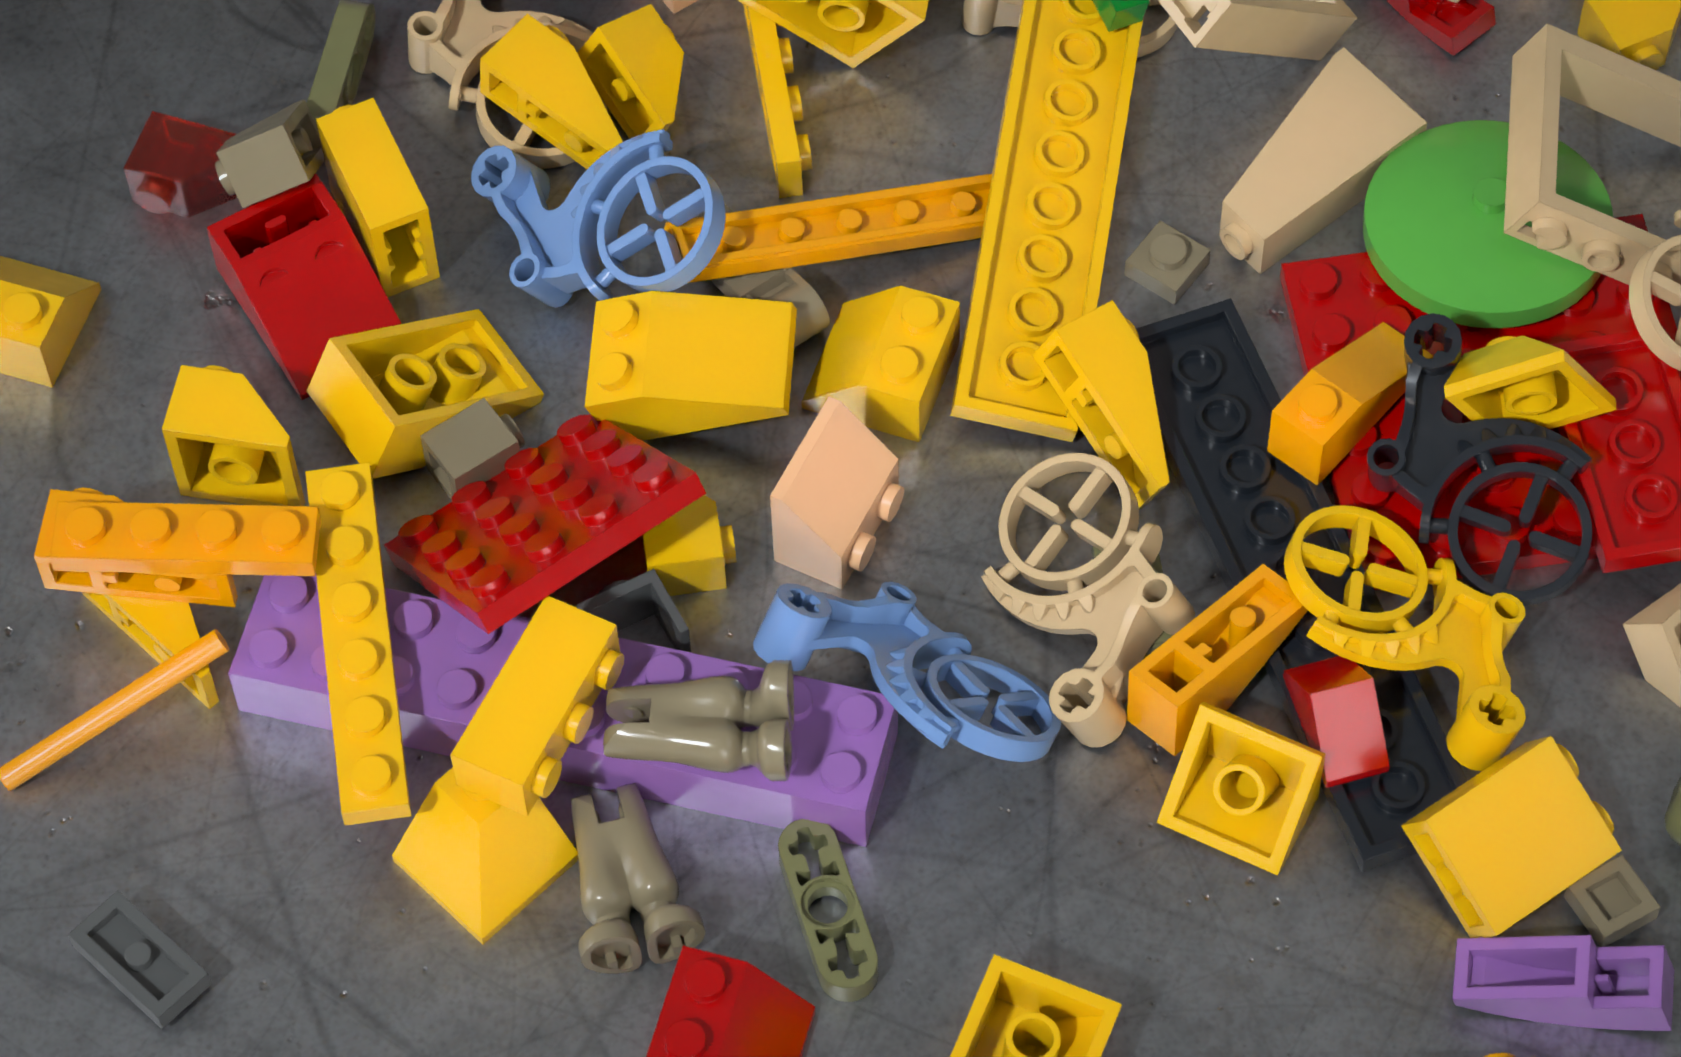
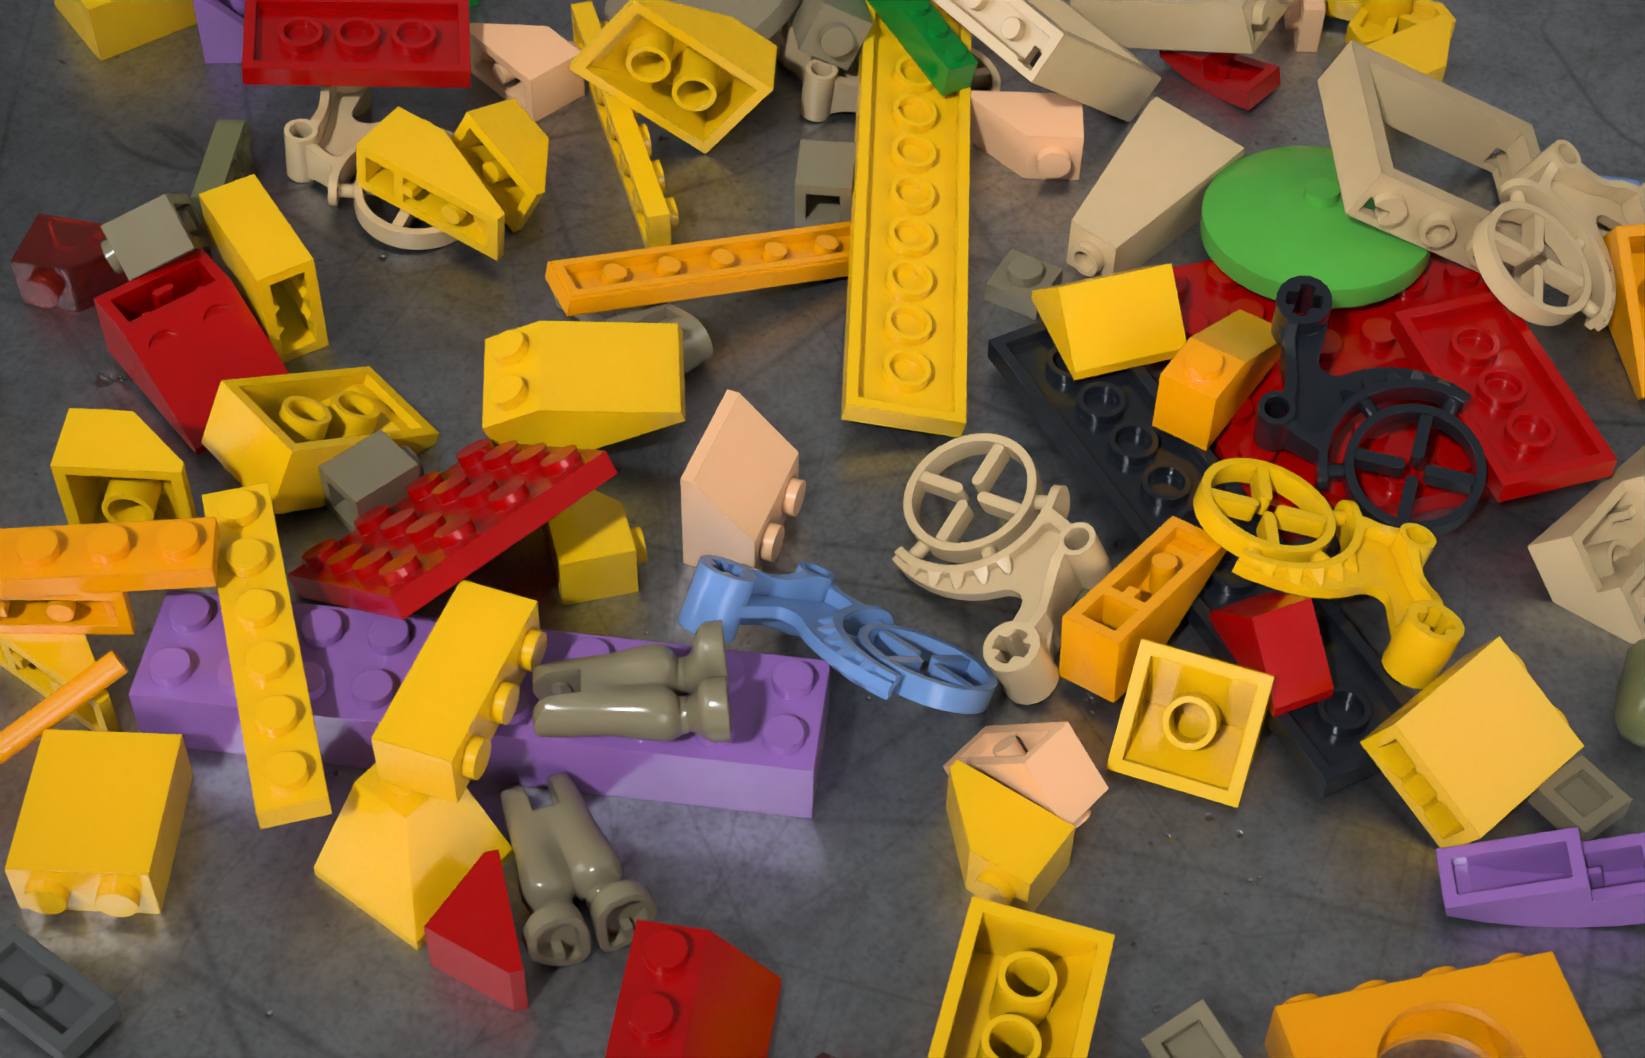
camera: 10 degrees left, 10 degrees down
(198, 794) = (100, 822): none -> yellow brick
(537, 939) = (476, 935): none -> red slope
(564, 243) = (448, 300): medium blue piece -> none
(637, 599) = (564, 599): dark grey bracket -> none
(833, 882) = (781, 908): olive beam -> none
(888, 359) = (781, 368): yellow slope -> none
(970, 125) = (823, 182): none -> dark tan brick
(1043, 896) = (1003, 841): none -> yellow slope
(1077, 826) = (1038, 763): none -> light nougat slope
(1110, 394) = (994, 382): yellow slope -> none
(1202, 84) = (1029, 132): none -> light nougat slope
(1246, 324) = (1114, 320): none -> yellow slope
(1525, 383) = (1404, 329): yellow slope -> none

